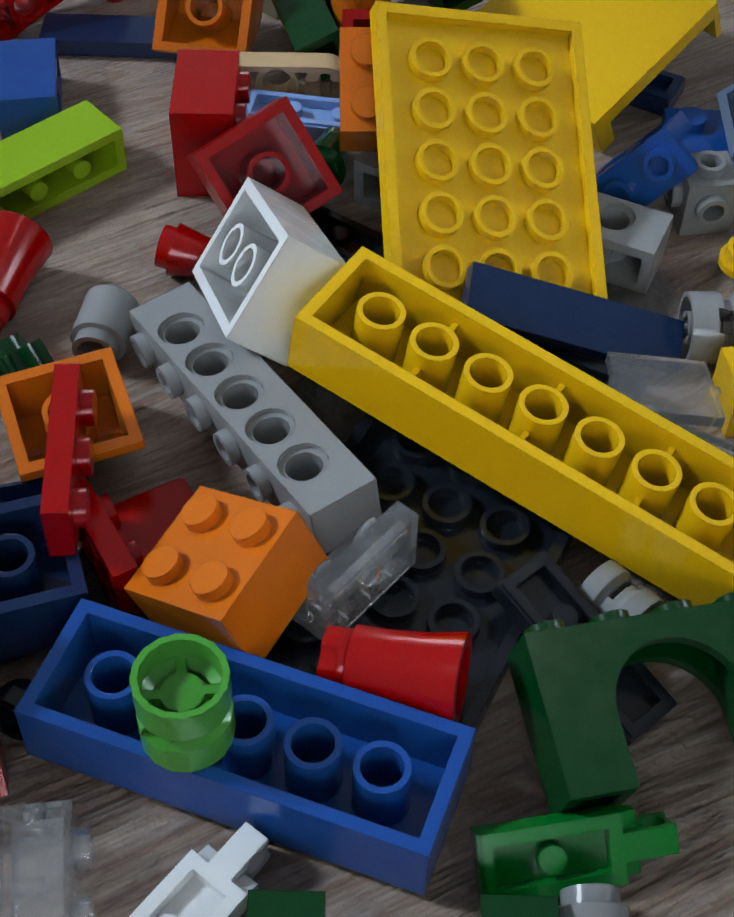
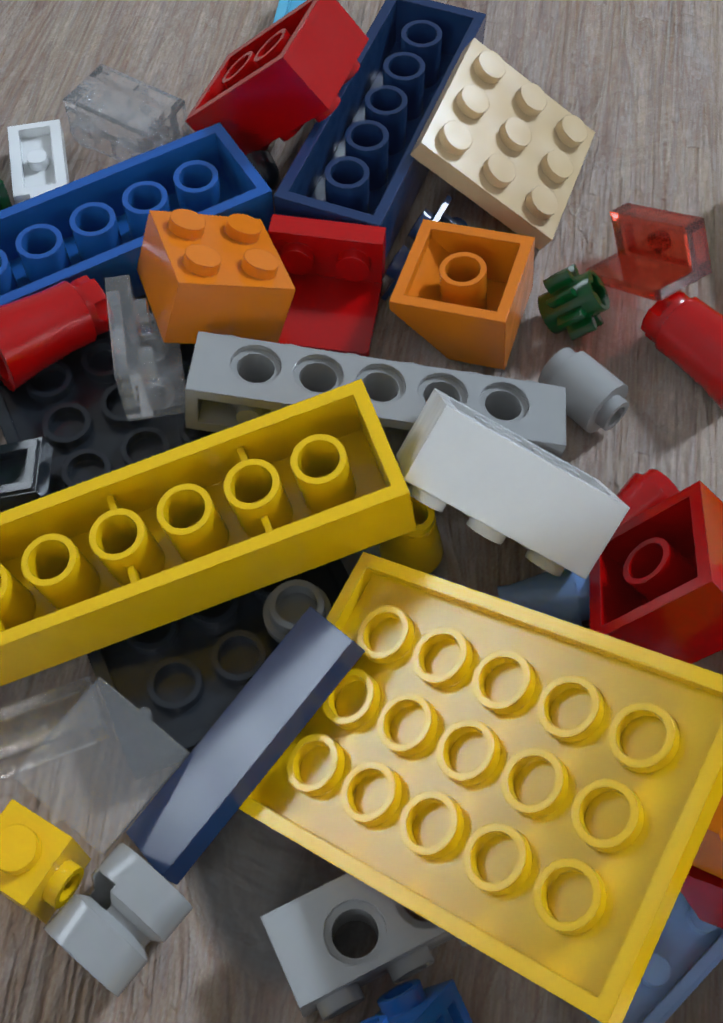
camera: 130 degrees right, 10 degrees up
(67, 459) = (388, 214): red plate -> none
(183, 702) = (108, 157): bright green wheel -> none

